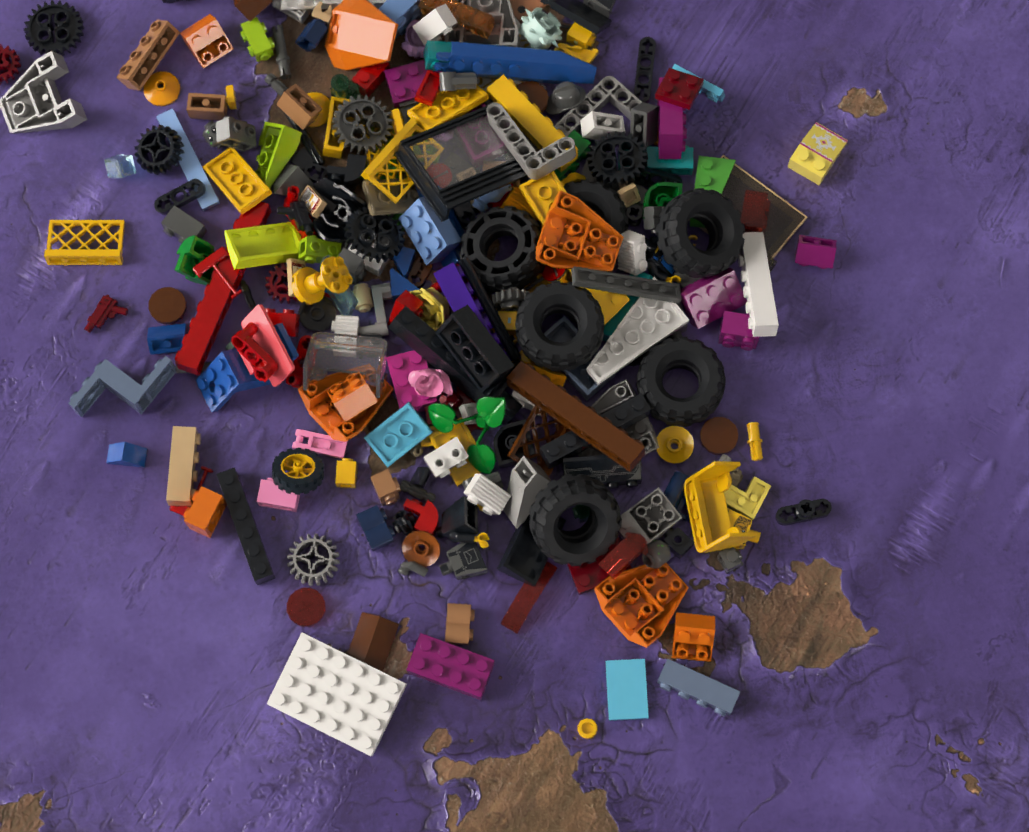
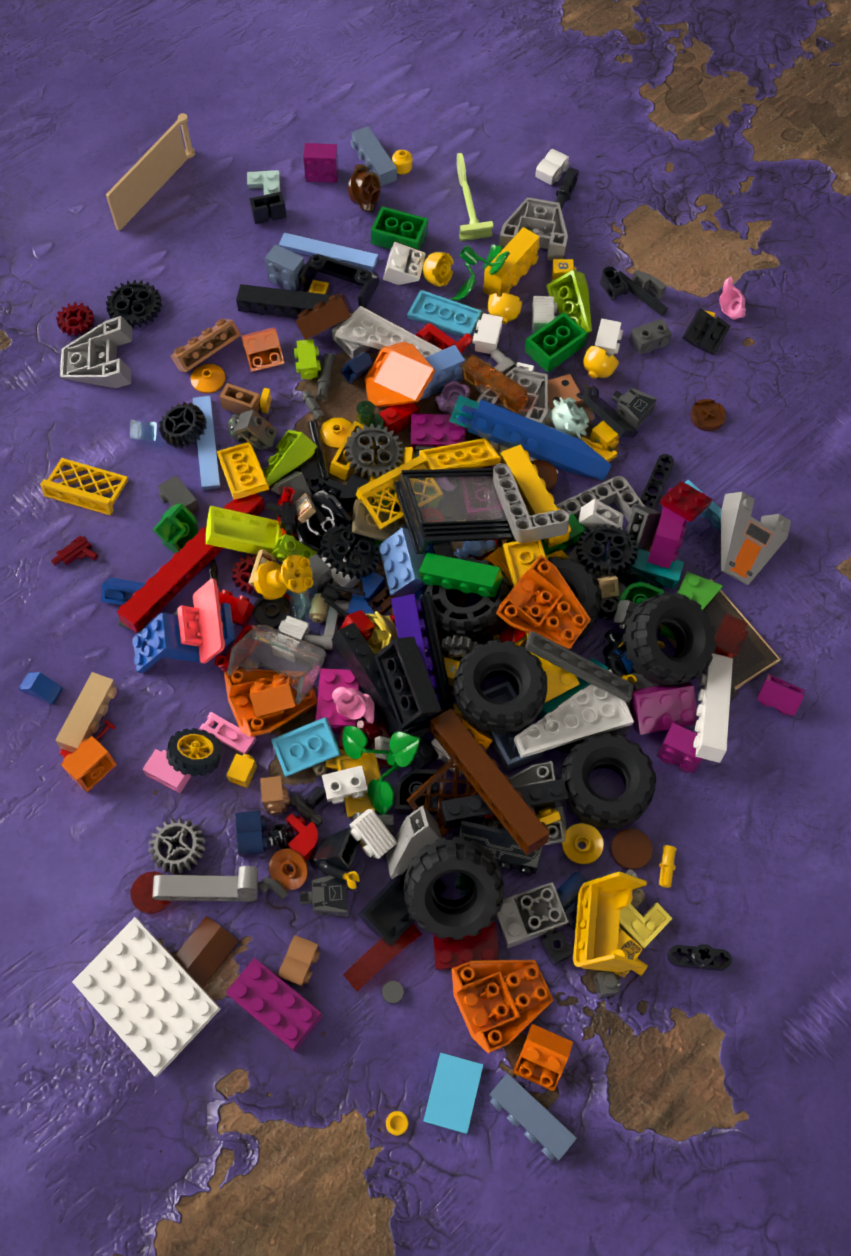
camera: 15 degrees right, 10 degrees down
(120, 384) = (49, 608): sand blue bracket -> none
(167, 305) = (135, 562): reddish brown tile -> none
(172, 194) = (178, 467): black beam -> none
(211, 261) = (189, 532): red piece -> none
(245, 526) = (123, 792): black brick -> none
(264, 364) = (196, 634): red beam -> none
(299, 106) = (322, 422): medium nougat brick -> none
(324, 16) = (368, 348): tan tile -> none
(370, 281) = (331, 593): none -> black plant
(387, 577) = (208, 888): none -> light grey beam
(429, 88) = (447, 437): red tile -> none
(435, 24) = (471, 383): white brick -> none
(452, 81) = (470, 436): dark grey piece -> none
(490, 230) = (461, 575): none -> green brick
(548, 624) = (392, 992): none -> dark grey tile
(565, 97) = (573, 483): dark grey piece -> none
(624, 554) = (494, 942): clear red piece -> none
(632, 253) = (595, 640): white brick -> none
(637, 430) = (548, 815): none -> yellow plate
(657, 554) = (529, 953): dark grey head -> none
(744, 110) = (746, 541): none -> light grey wedge
(817, 153) = (804, 604): light yellow slope -> none

